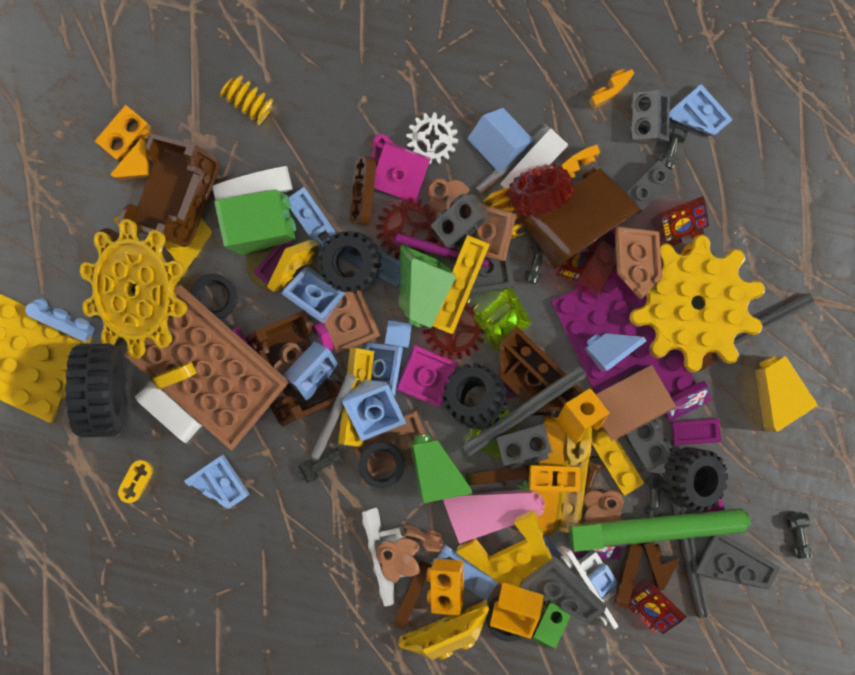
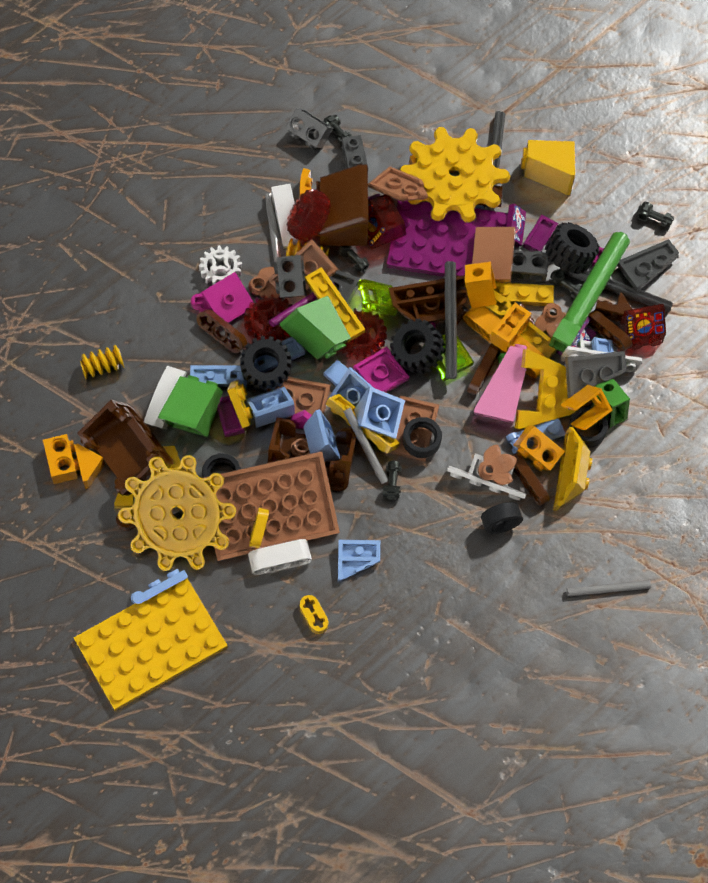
camera: 55 degrees left, 20 degrees down
(95, 390) = (231, 582): black tyre -> none
(348, 598) = (501, 517): none -> black tyre
(430, 540) = (496, 440): nougat plate -> none
(435, 472) = (450, 401): bright green slope -> none
(499, 139) = (253, 227): light blue slope -> none
(523, 440) = (470, 333): dark grey brick -> none
(611, 349) = (447, 240): light blue slope -> none
(616, 85) = (271, 134): light orange slope -> none
(682, 221) = (392, 149): clear red slope -> none
(700, 112) = (329, 99): light blue wing -> none

